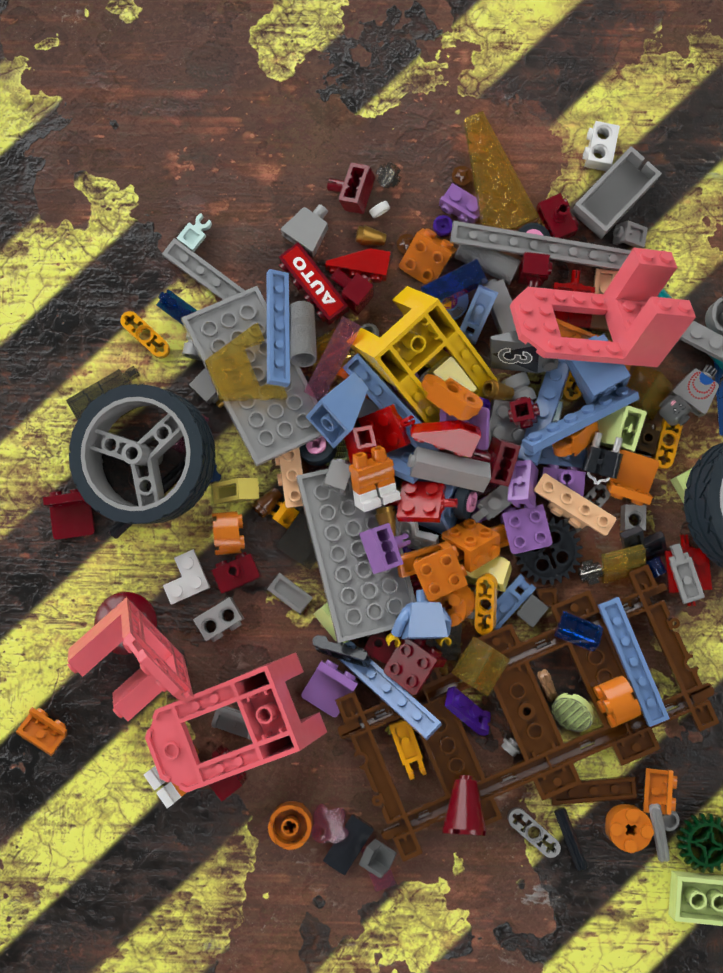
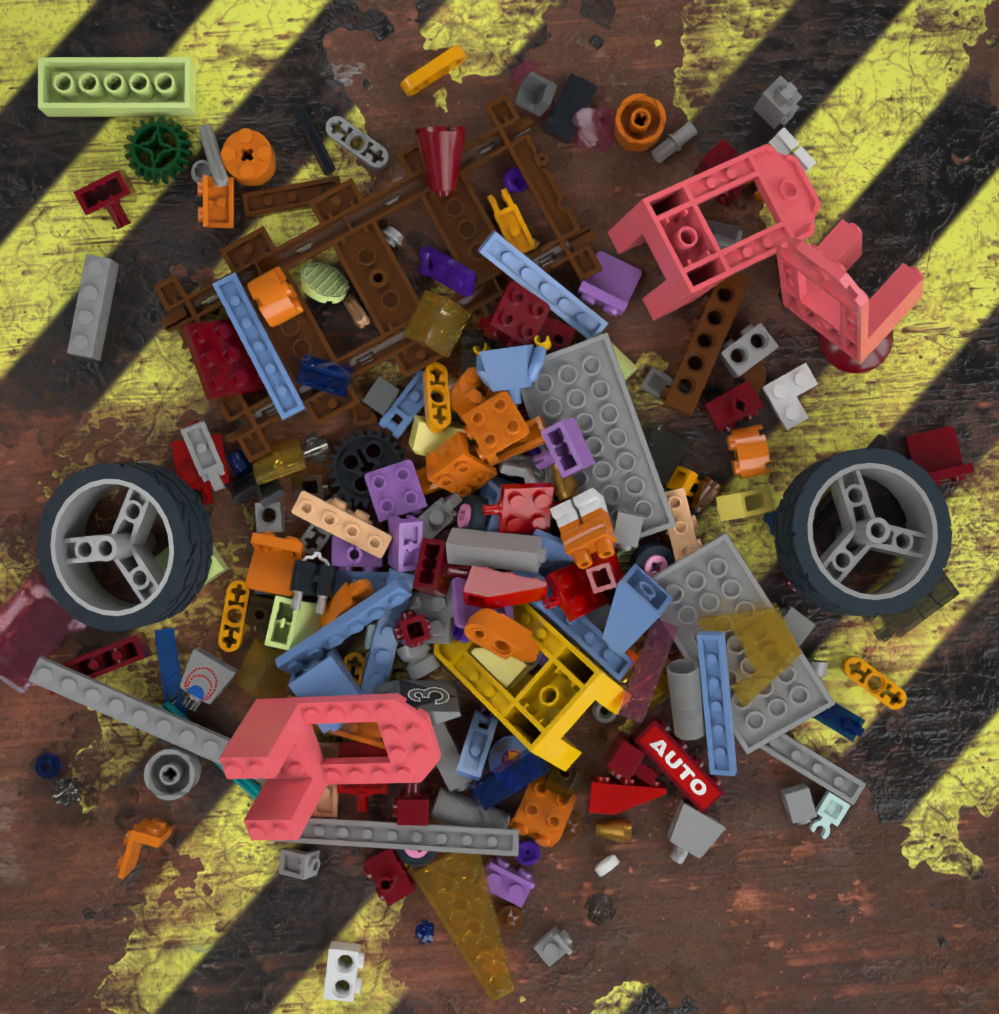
camera: 170 degrees right, 5 degrees up
(42, 731) = (938, 201): orange bracket -> none
(169, 829) = (778, 103): none -> light grey hinge
(214, 596) = (756, 376): none -> reddish brown tile
(218, 243) = (798, 804): none -> light grey brick
(254, 617) = (672, 397): none -> reddish brown brick
(261, 805) = (674, 142): none -> light grey axle
(341, 651) = (582, 321): black hinge -> none
(355, 189) = (639, 887): dark red brick -> none
(403, 785) = (513, 181): none -> dark purple tile
(411, 275) = (562, 782): none -> dark brown brick
(428, 150) = (553, 945): none -> light grey bracket
(463, 889) = (433, 70): none -> light orange beam
(496, 390) = (445, 652): pearl gold cone -> none
(532, 170) = (424, 932): none -> clear blue plate
(602, 542) = (309, 483): none -> dark brown brick
(615, 192) = (321, 913): light grey piece -> none
(667, 653) = (221, 359): none -> dark red plate
(675, 410) = (230, 650): dark grey head -> none

